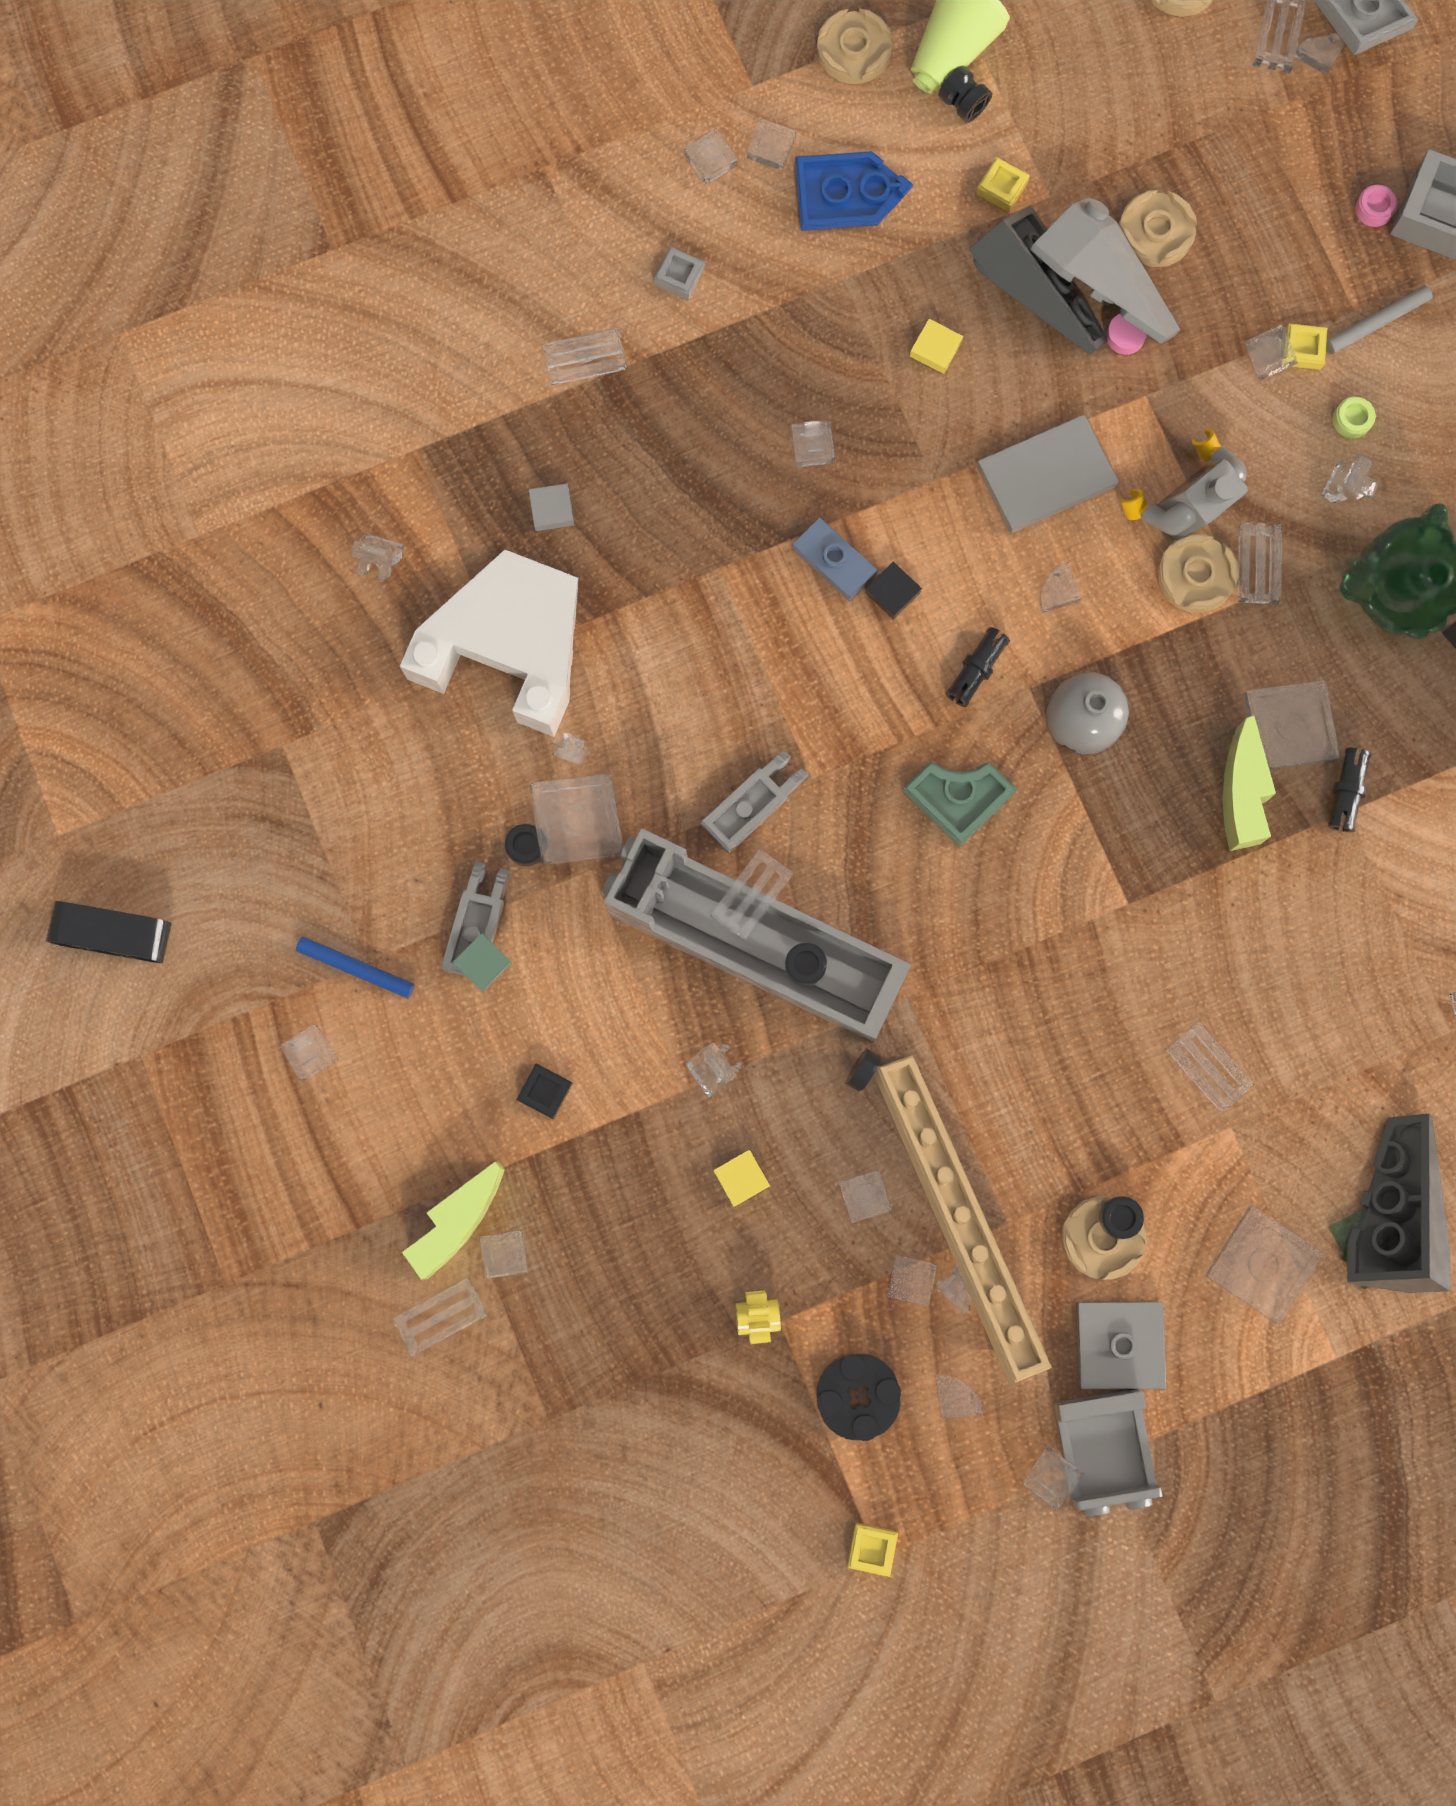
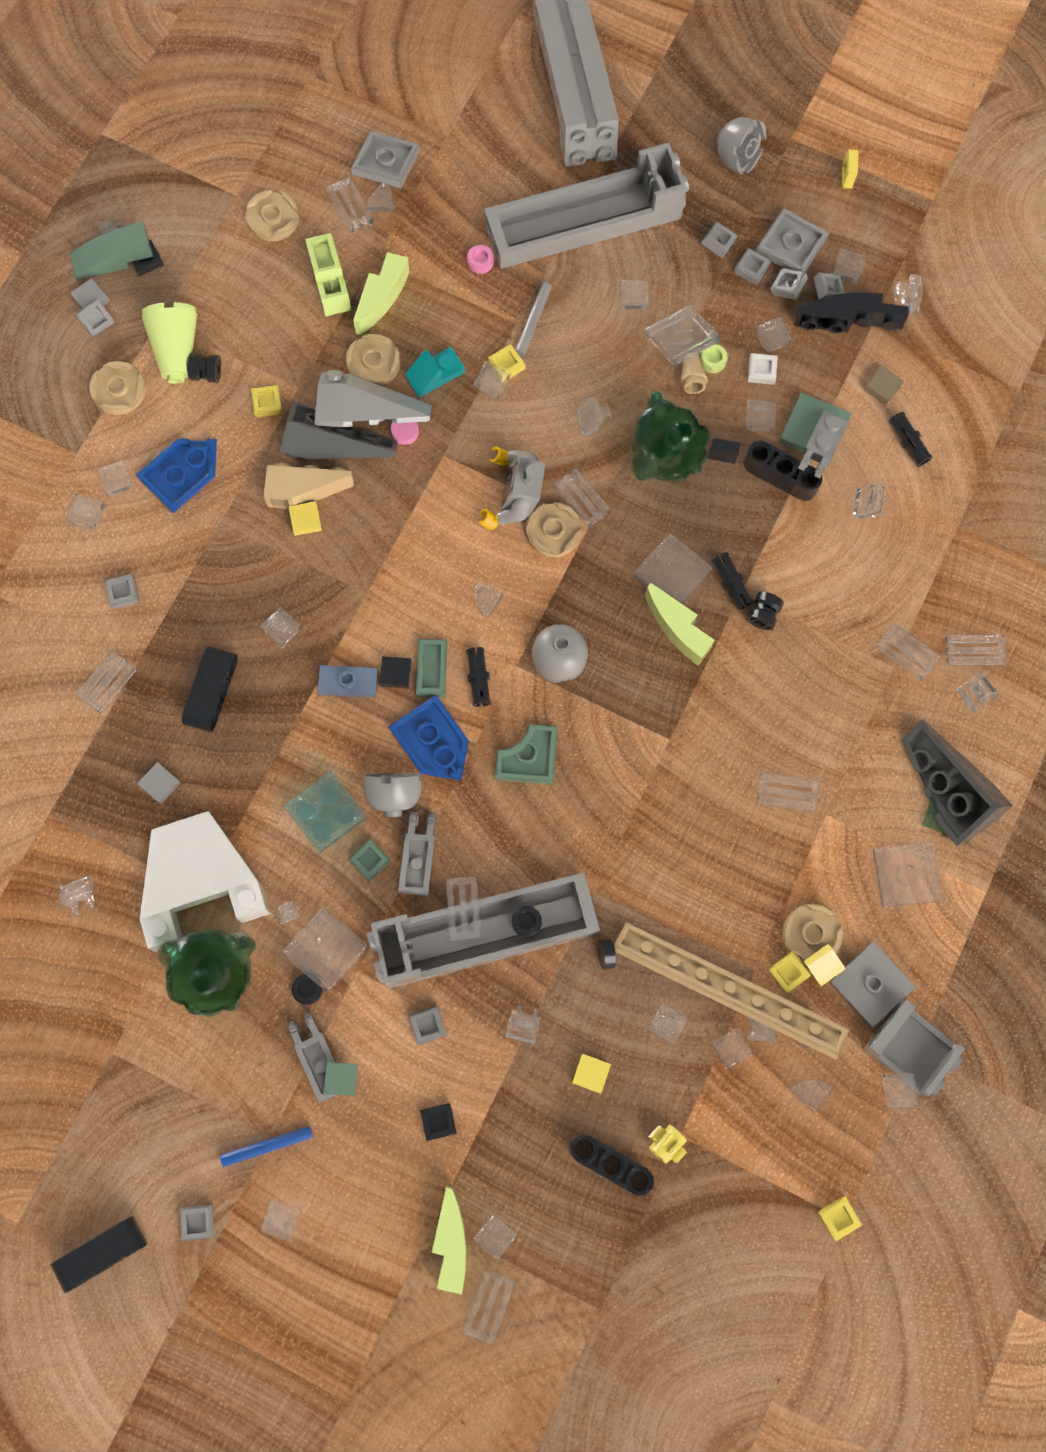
camera: 45 degrees left, 5 degrees down
(226, 984) = (197, 1222): none -> light grey tile
(440, 739) = (207, 970): none -> clear green piece
(616, 985) = (427, 1025): none -> light grey tile
(681, 1308) = (622, 1175): none -> black beam
(683, 449) = (209, 689): none -> black beam
(695, 677) = (325, 811): none -> clear light blue plate
(699, 766) = (369, 860): none -> sand green tile
(782, 713) = (392, 791): none -> light grey cylinder
(864, 1421) = (774, 1150): black plate -> none
(871, 694) = (432, 740): none -> blue tile
(936, 616) = (431, 667): none -> sand green tile
(958, 303) = (301, 485): none -> tan slope
(1043, 1255) = (790, 971): none -> light yellow tile
(1047, 474) = (426, 540): light grey tile -> none
(1086, 1280) = (824, 965): none -> light yellow tile
(1121, 1217) = (813, 914): black tile -> none
(1188, 92) = (328, 274): none -> yellowish green slope
(1213, 293) = (434, 371): none -> teal slope
(1231, 157) = (381, 292): none -> yellowish green slope
(1353, 417) = (564, 380): yellowish green tile -> none
(1357, 851) = (765, 610): none -> black wheel

